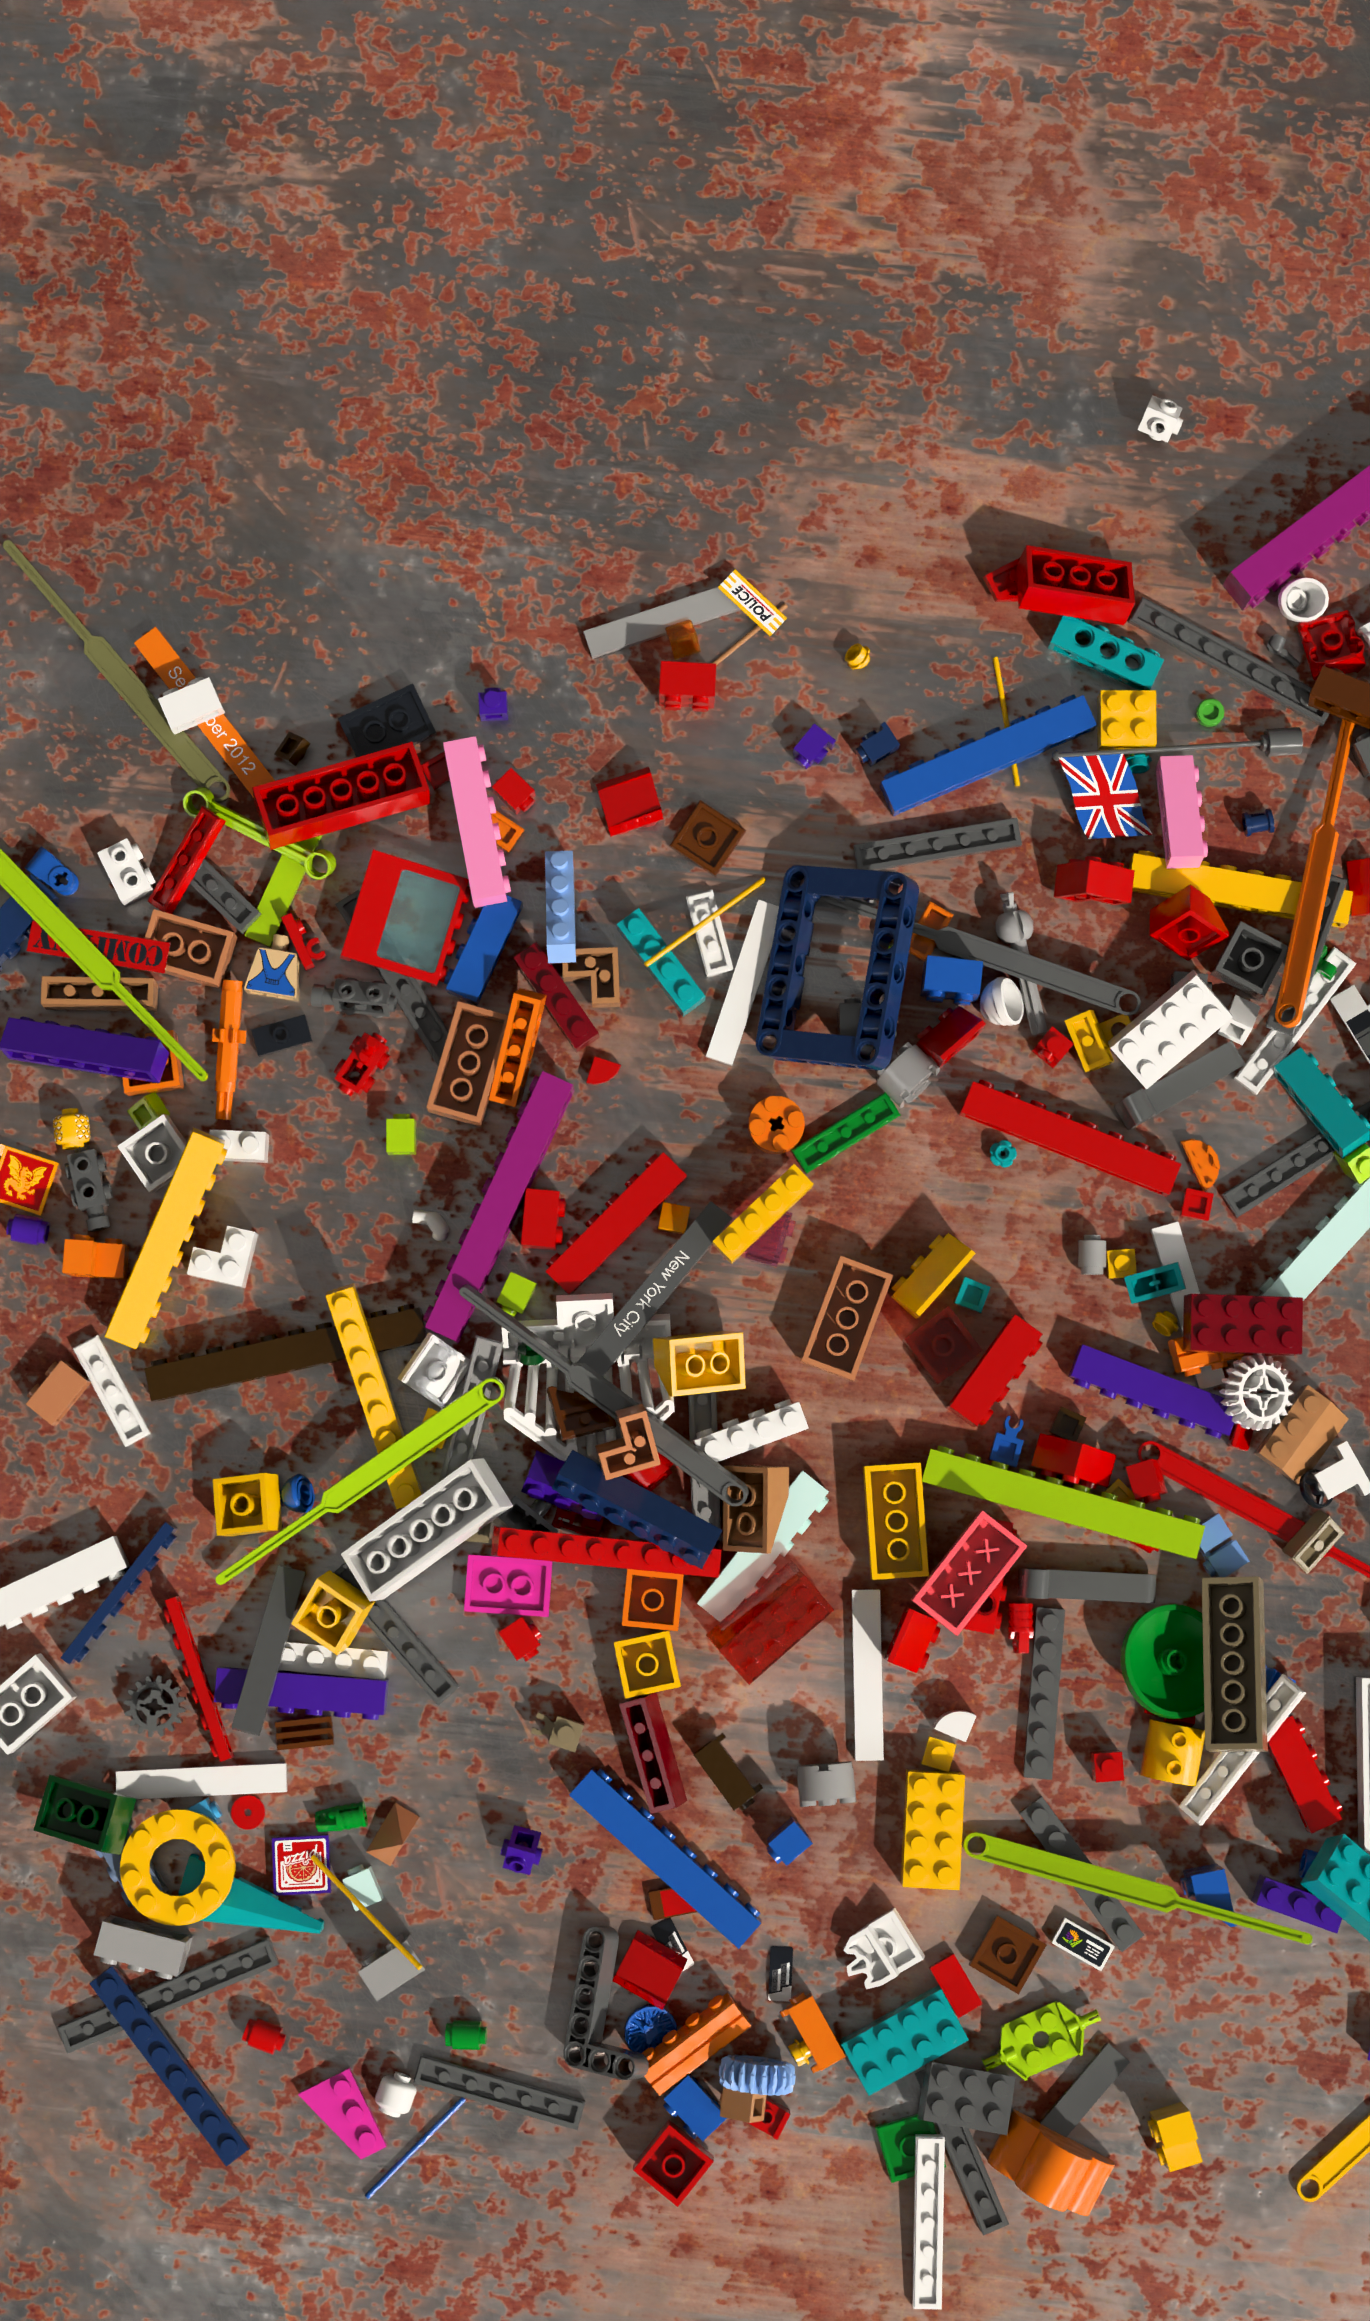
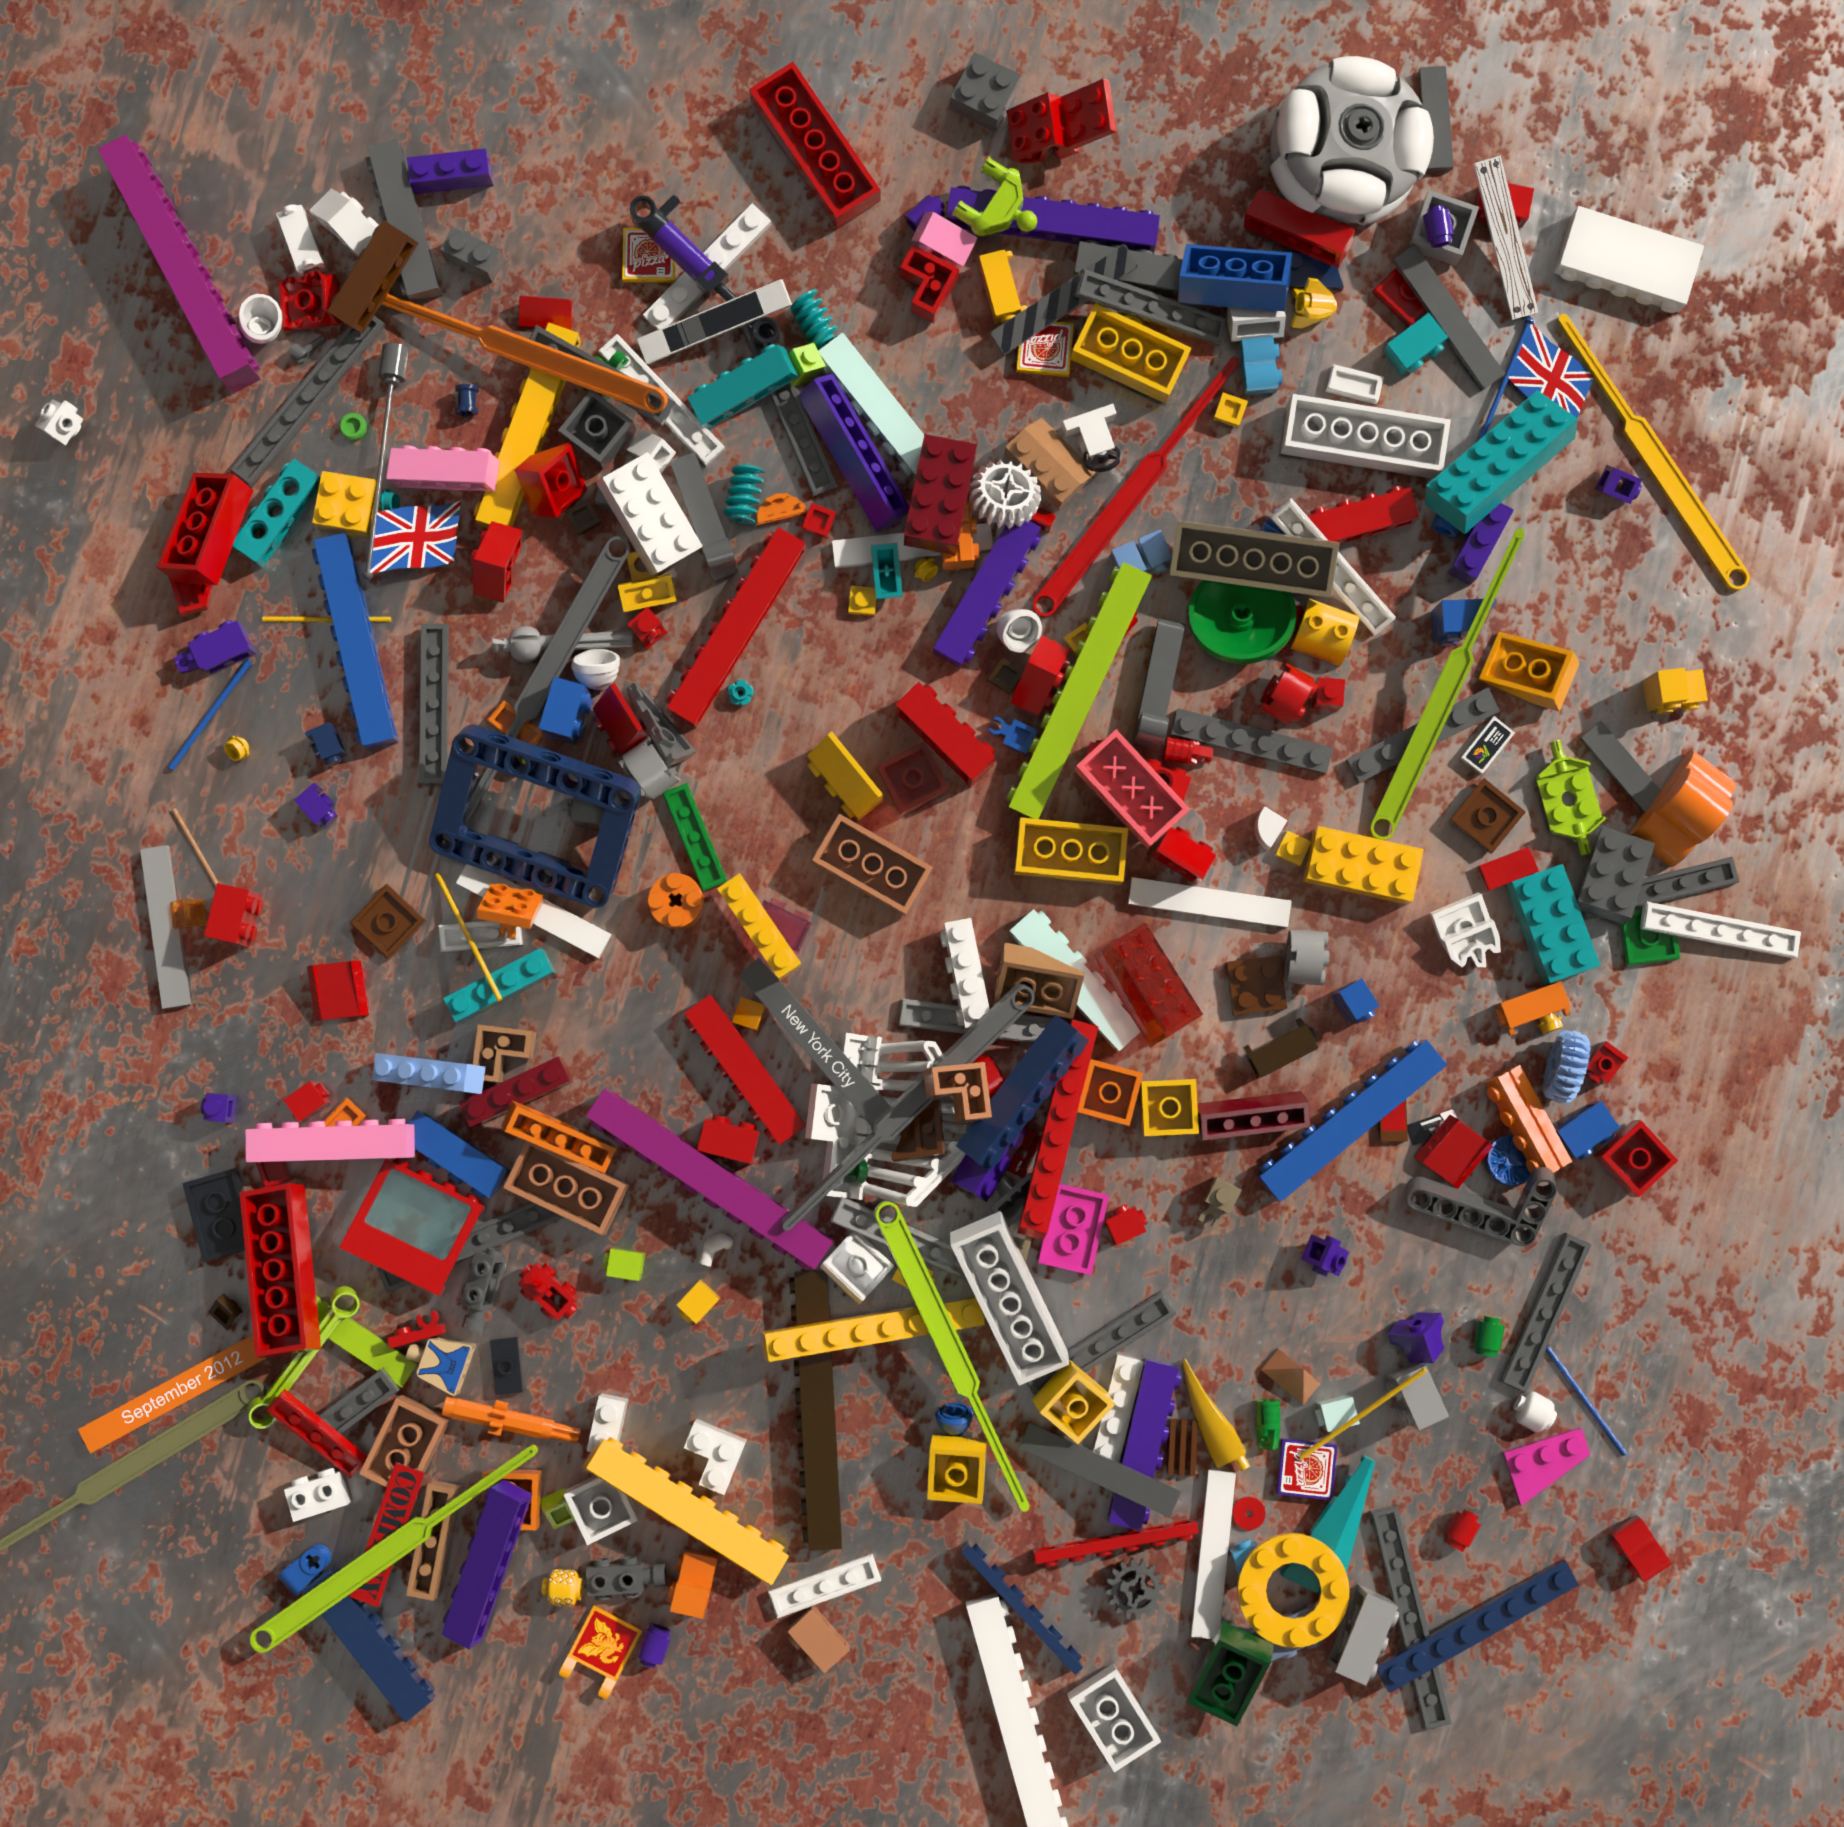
camera: 85 degrees left, 0 degrees up
(191, 704) = (162, 1405): white brick -> none
(272, 2225) = (1639, 1548): none -> red brick
(326, 1765) = (1215, 1429): none -> yellow piece
(374, 1215) = (697, 1302): none -> yellow brick
(453, 1961) = (1419, 1337): none -> dark purple brick
(516, 1294) = (797, 1177): lime brick -> none
(602, 1071) = (595, 1059): red tile -> none
(700, 1362) = (891, 1010): yellow slope -> none
(740, 958) = (510, 907): none -> orange plate
(742, 2106) = (1594, 1085): medium nougat brick -> none
(752, 602) = (165, 840): sticker -> none
(780, 1973) = (1473, 1030): sticker -> none
(789, 1737) = (1256, 985): none -> reddish brown plate
(888, 623) = (210, 714): none -> blue axle
(944, 1085) = (666, 736): none -> dark grey wing
(954, 618) = (216, 649): none -> dark purple hinge
(972, 1295) = (869, 744): teal plate -> none
(1092, 1255) = (850, 625): light grey brick -> none
(1098, 1722) = (1287, 694): none -> red brick
(1117, 1430) = (1019, 629): none -> white hat
(1146, 1481) = (1071, 611): red brick -> none
(1156, 962) = (583, 517): none -> dark brown plate
(1170, 1977) = (1530, 670): none -> light orange slope
(1210, 1121) = (742, 493): none -> teal piece
(1274, 1229) = (854, 452): none -> dark purple brick
(1313, 1541) = (1150, 469): dark tan slope -> none

